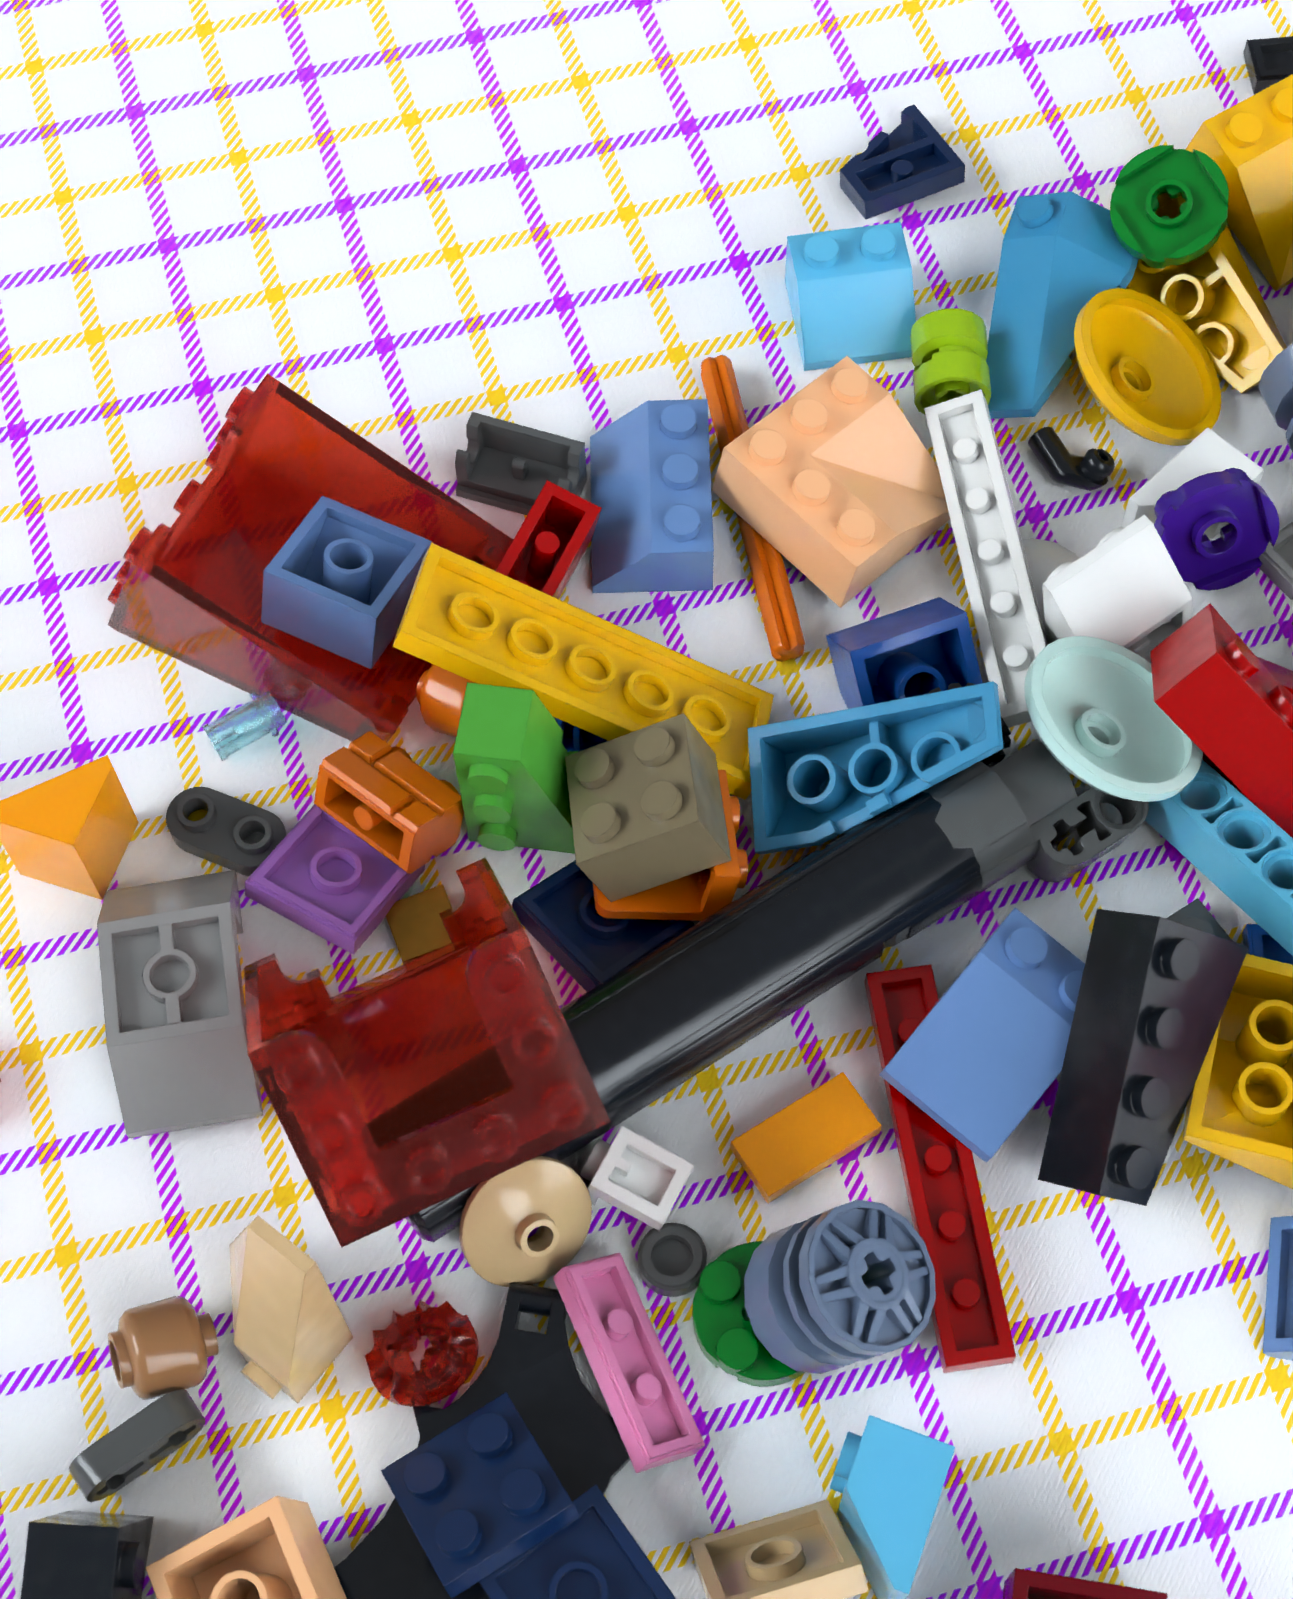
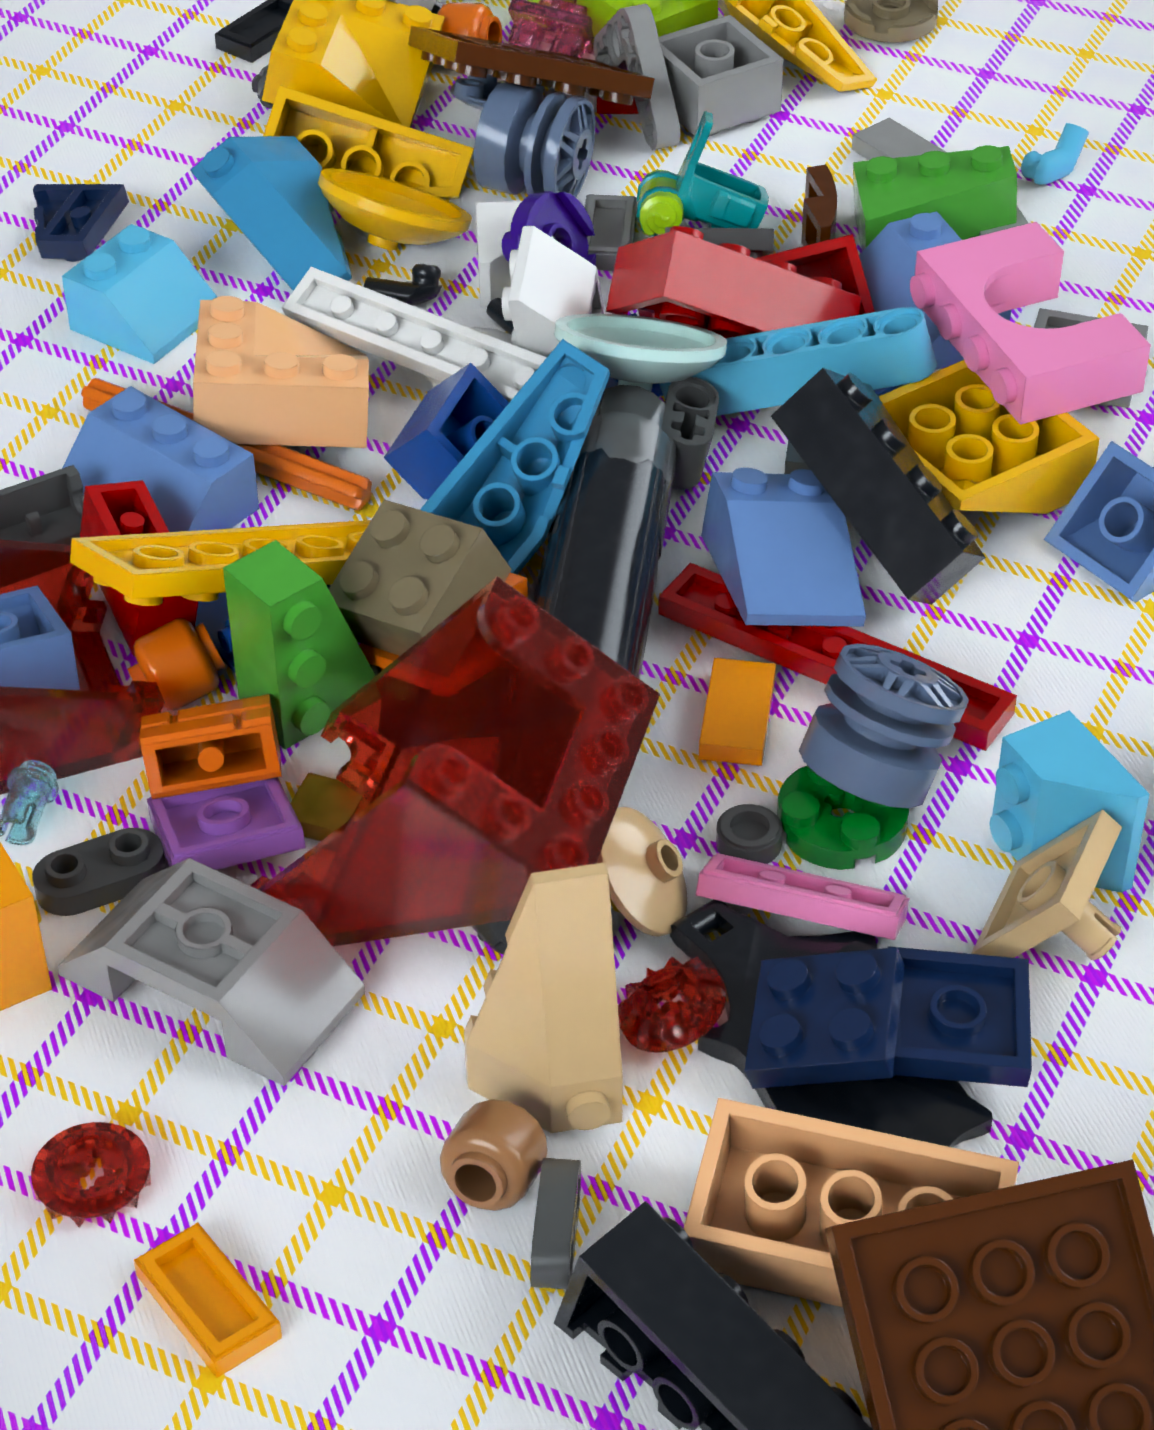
camera: 50 degrees left, 20 degrees down
(636, 1176) = (676, 794): white bracket -> none
(949, 357) = (255, 273): lime wheel -> none
(1177, 173) = (303, 127): green plate -> none

